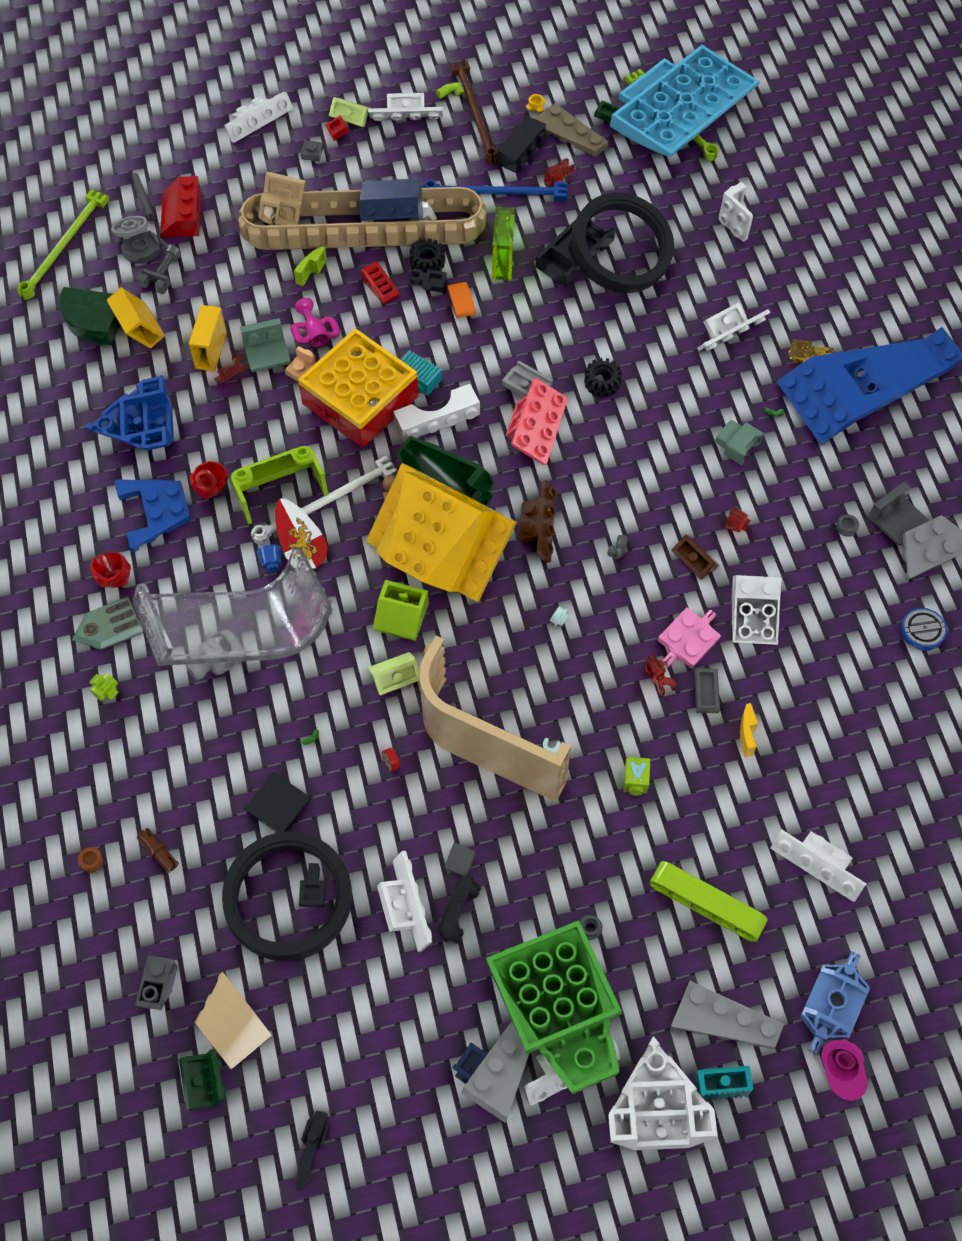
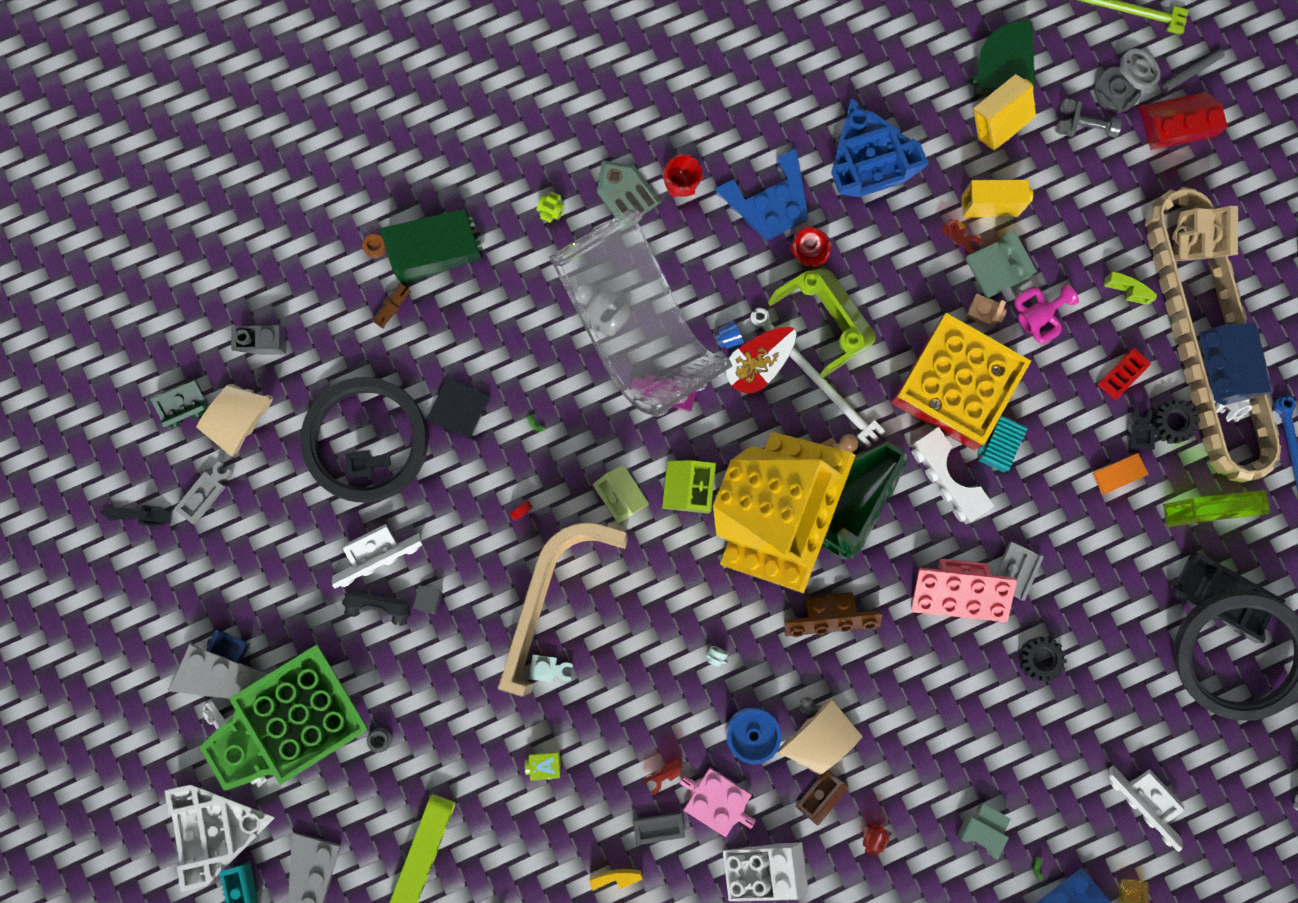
camera: 80 degrees right, 20 degrees up
(108, 801) = (431, 245): none -> dark green slope
(305, 1071) = (203, 494): none -> light grey plate
(634, 595) = (753, 750): none -> blue wheel
(646, 542) = (822, 739): none -> tan slope

